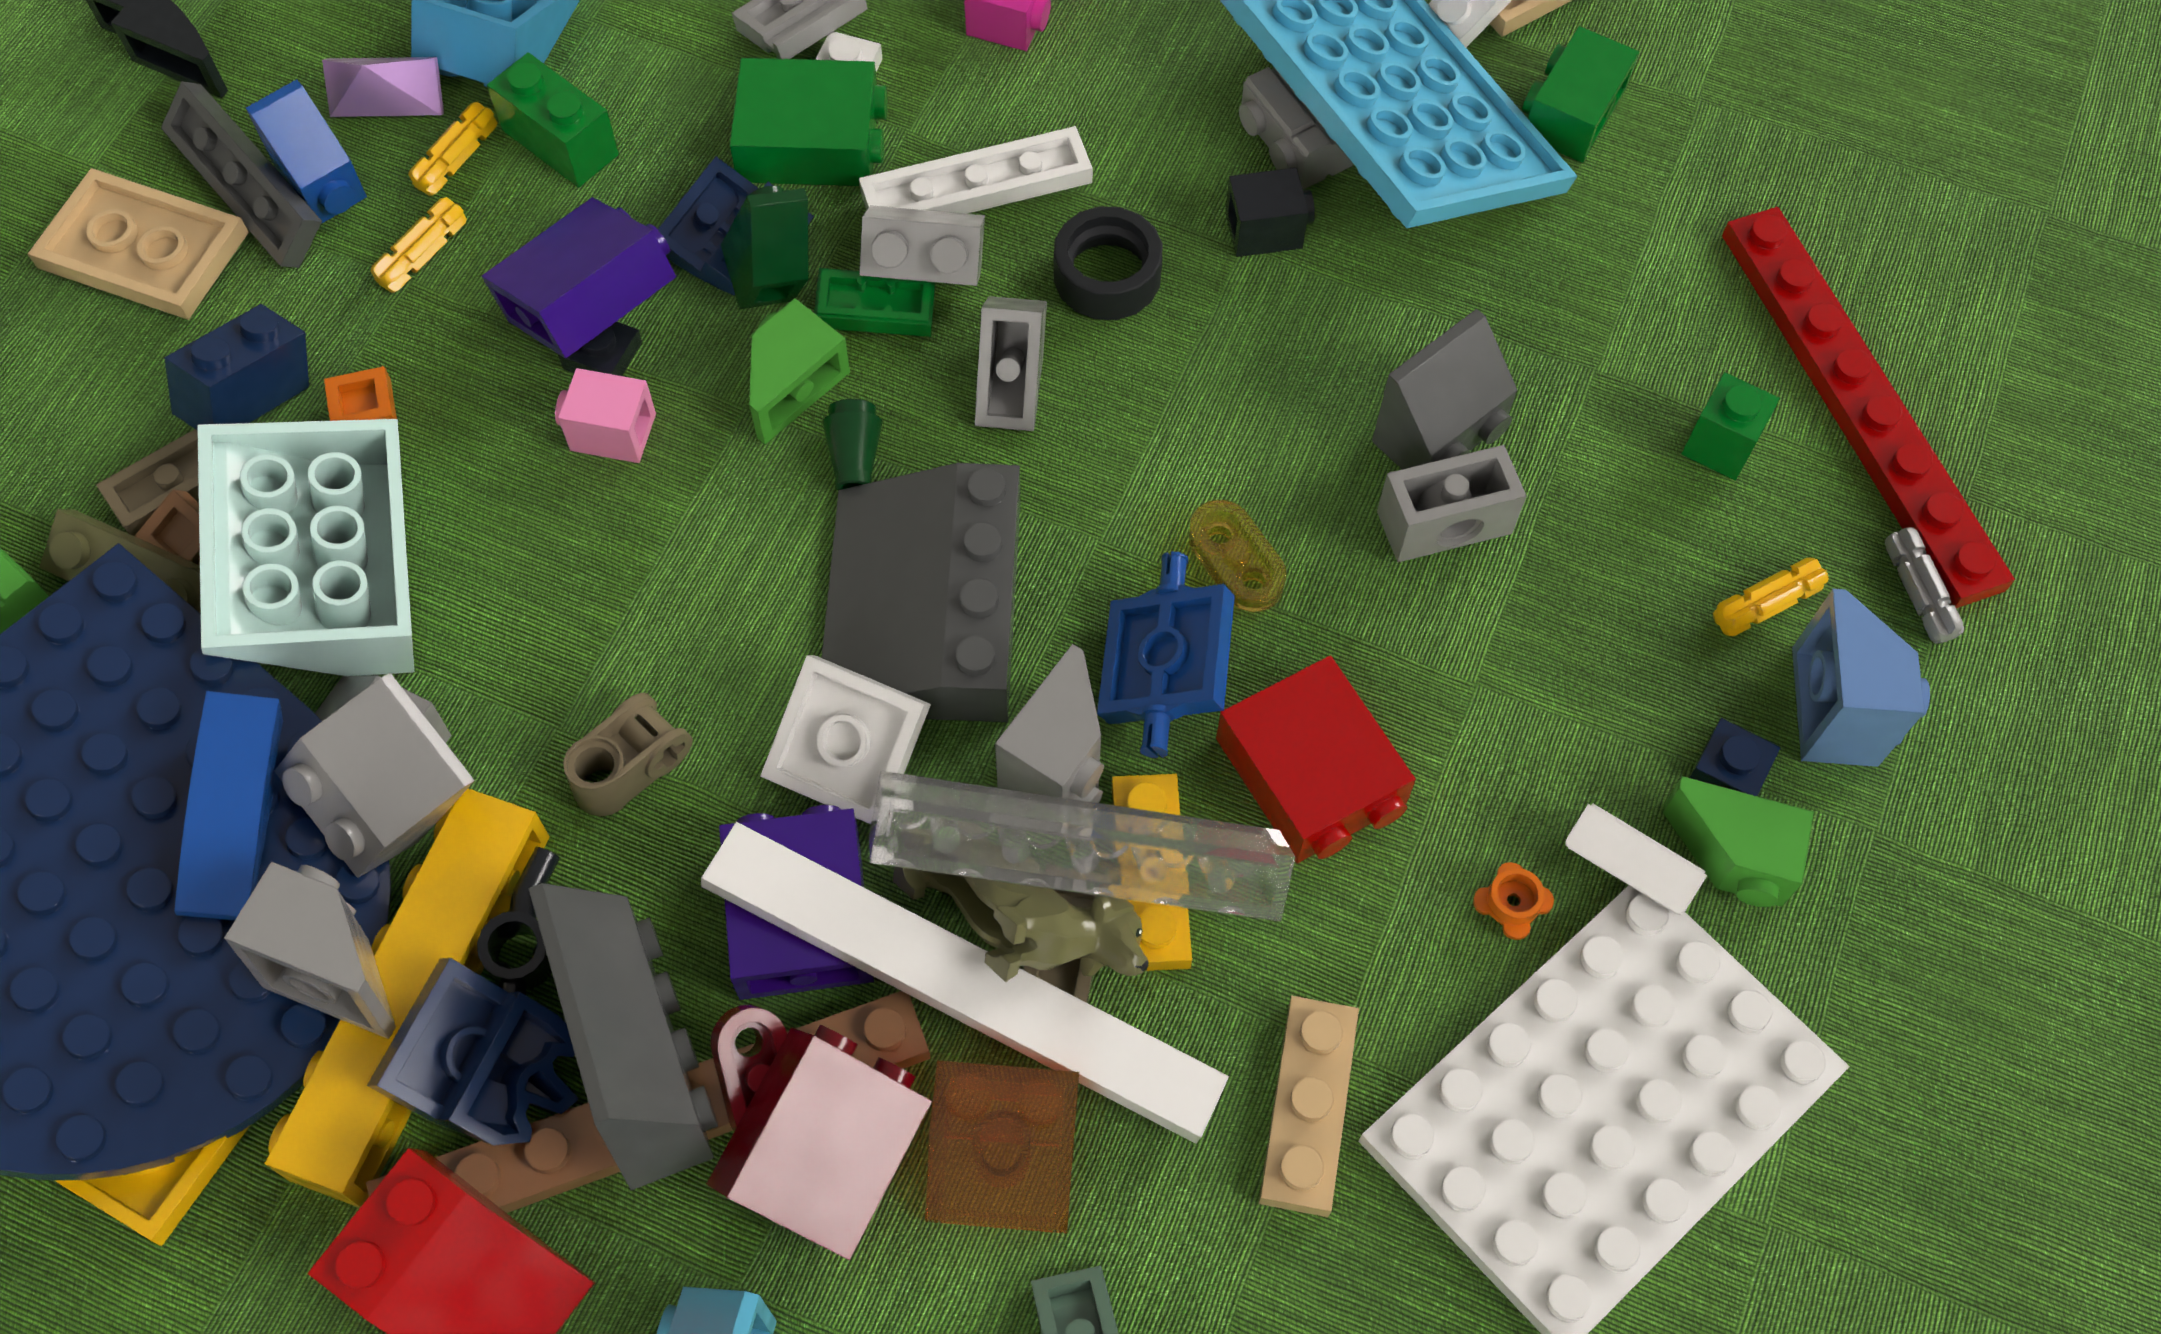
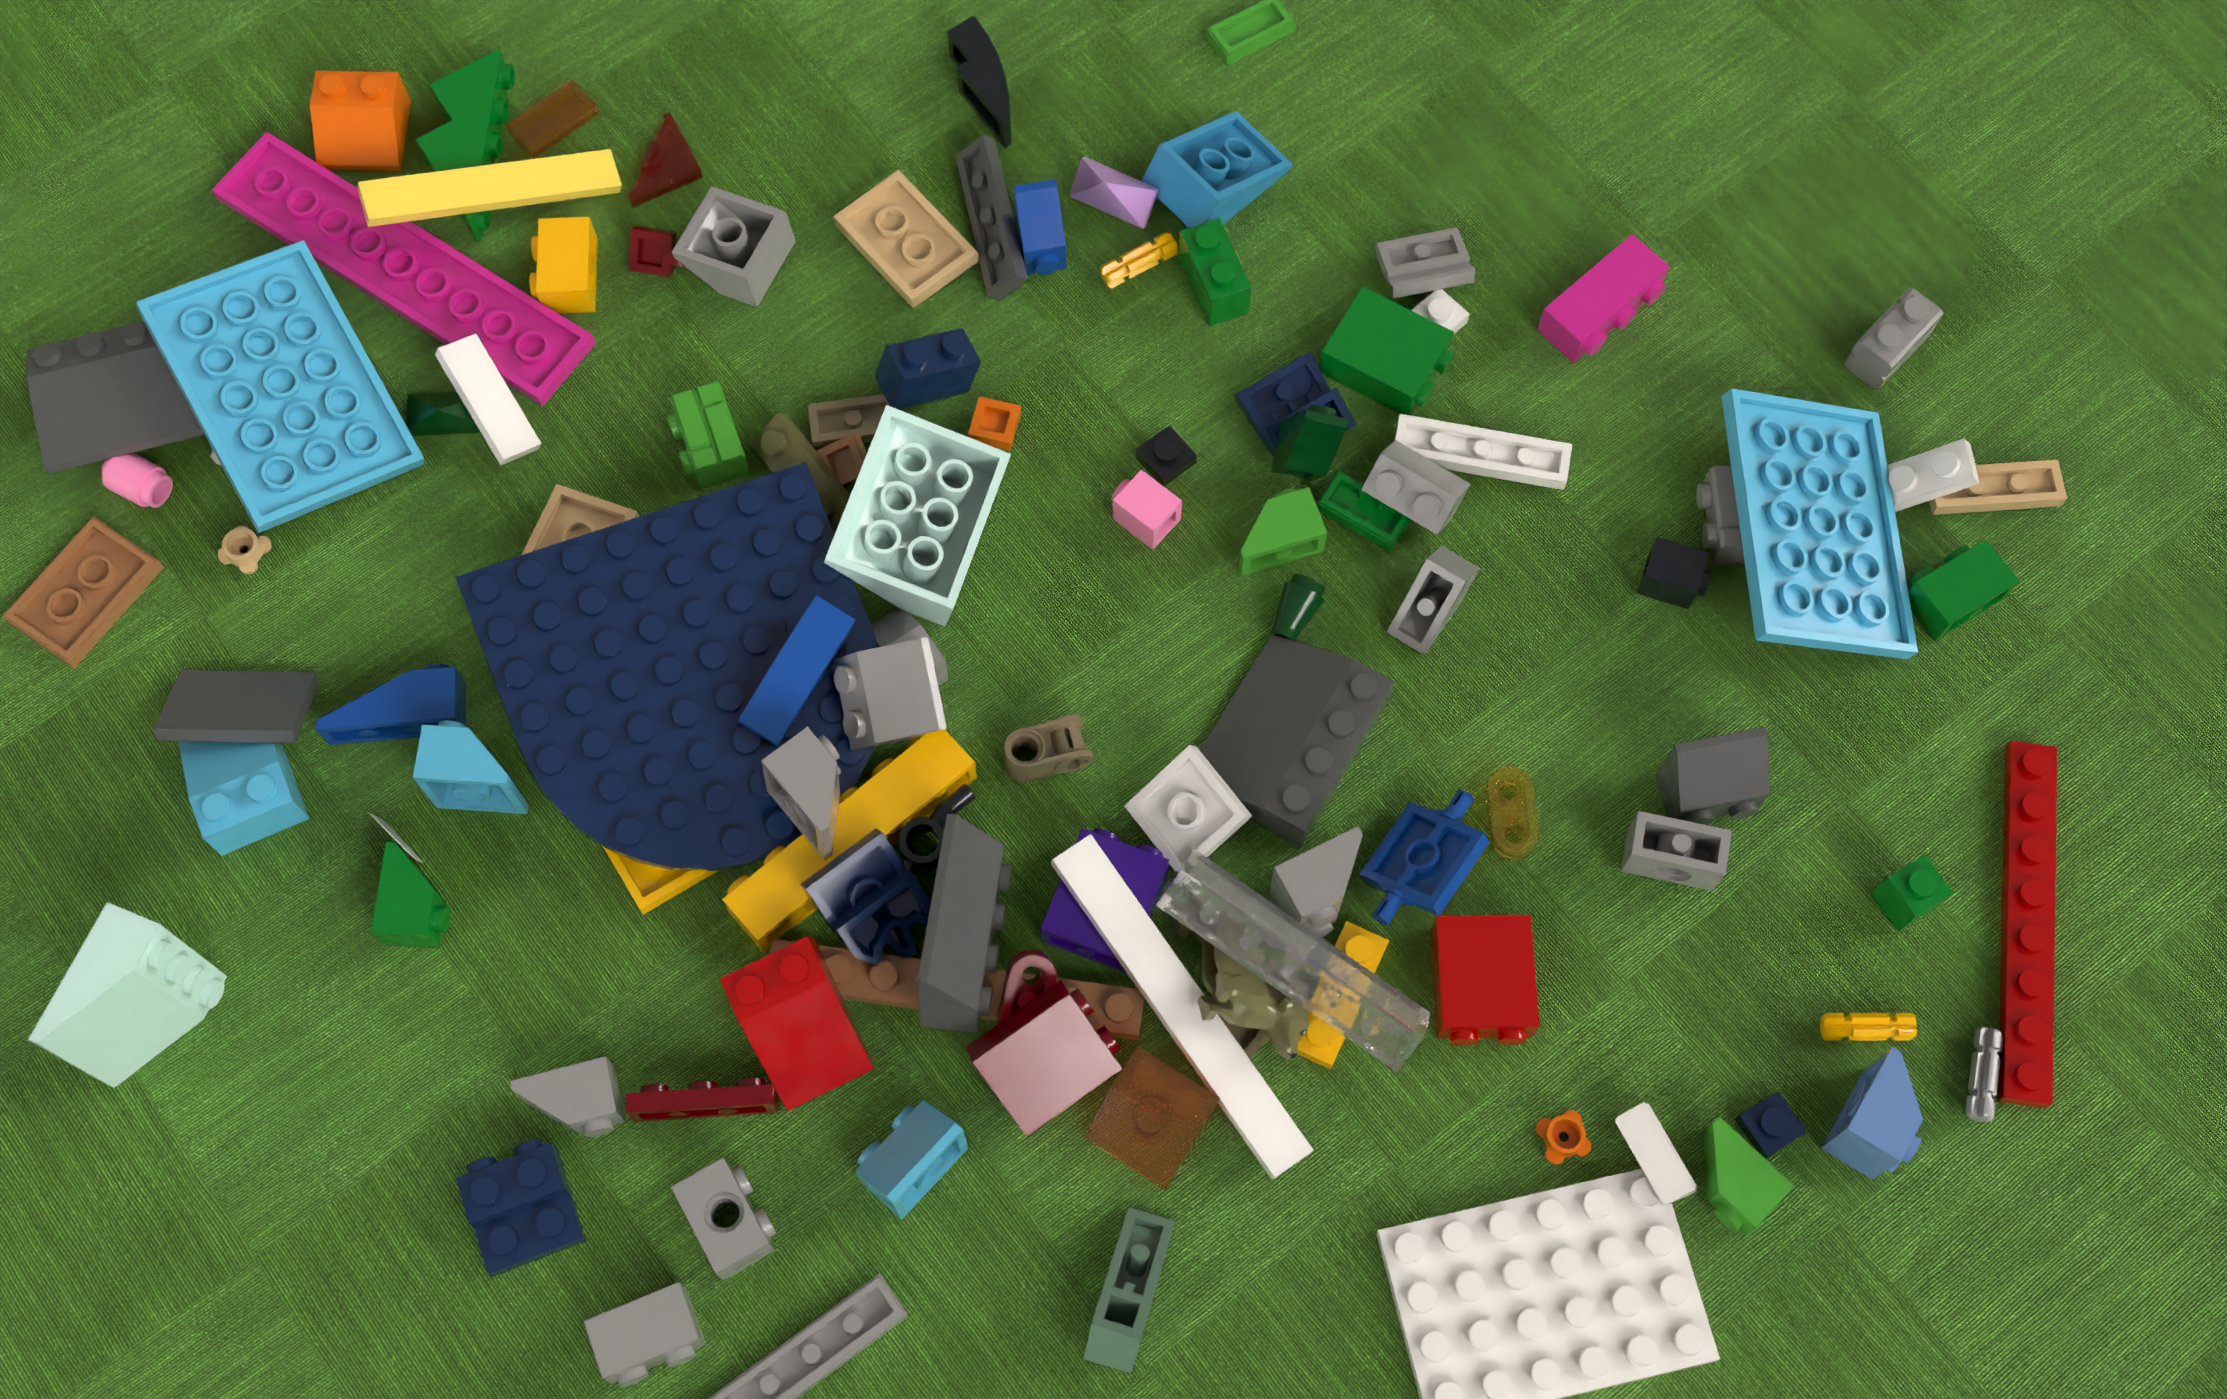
camera: 30 degrees right, 5 degrees up
(418, 245) = (1083, 322): yellow axle -> none
(580, 276) = (1177, 401): dark purple brick -> none
(1107, 227) = (1553, 530): black tyre -> none
(1309, 1107) = (1356, 1194): tan plate -> none

